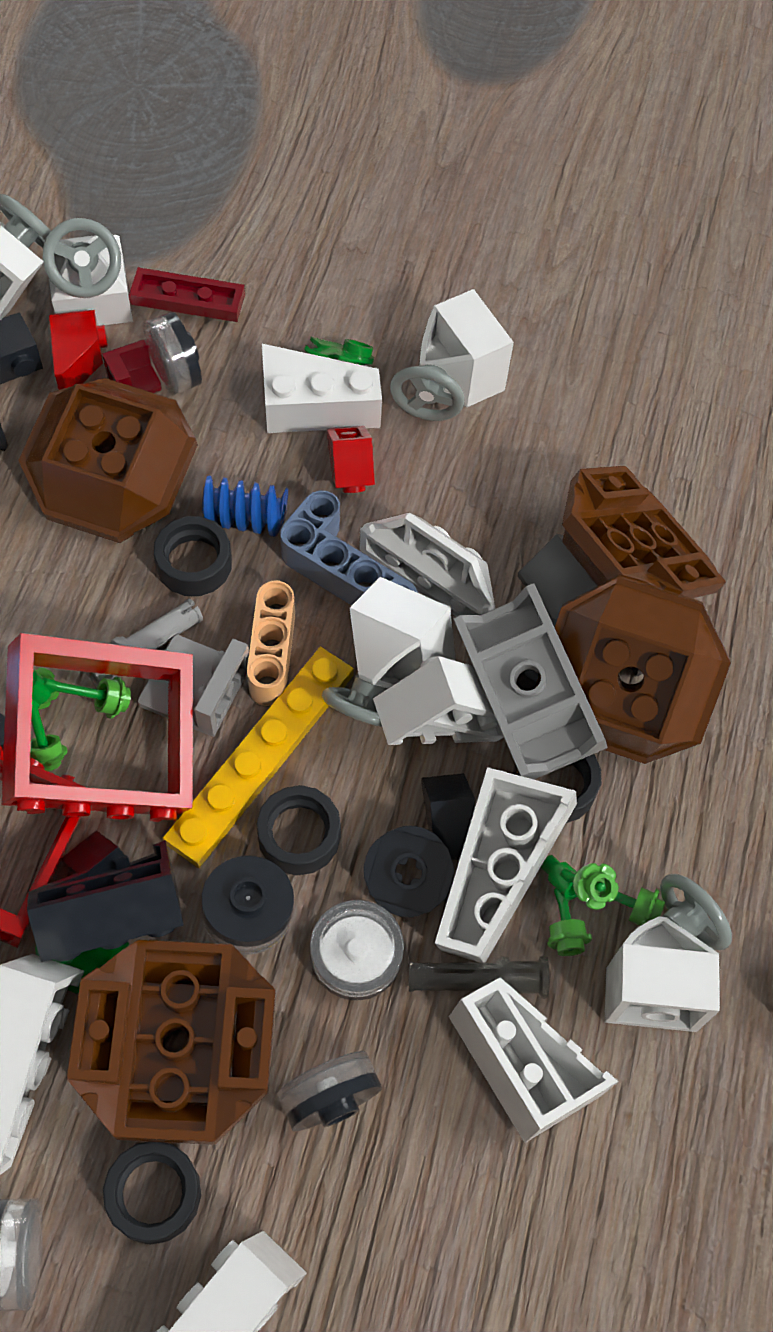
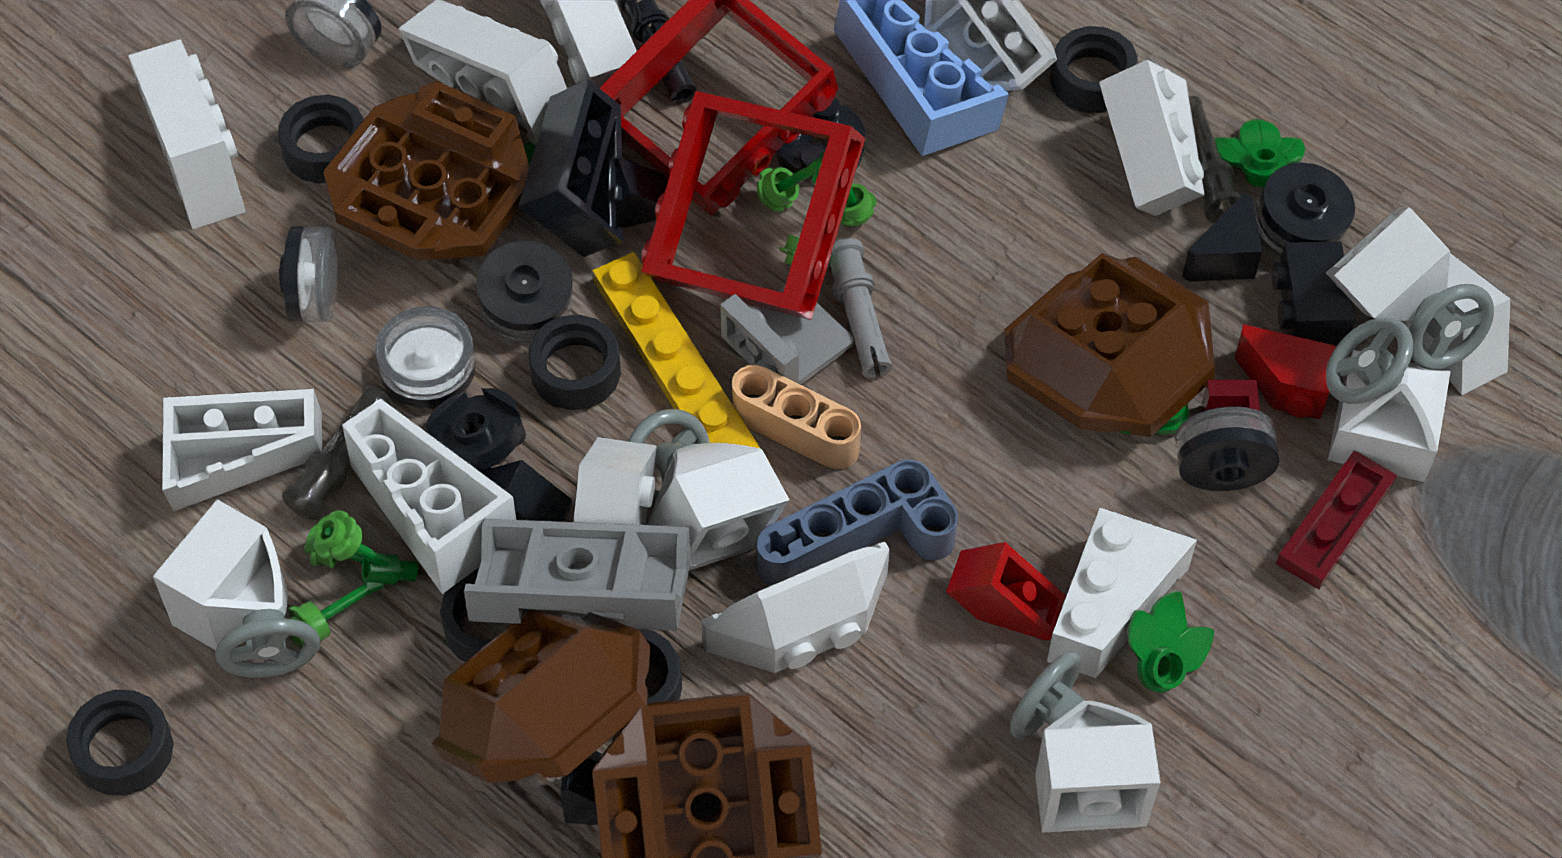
camera: 120 degrees right, 5 degrees down
(192, 529) = (944, 357): black tyre -> none
(244, 507) = (982, 452): blue piece -> none

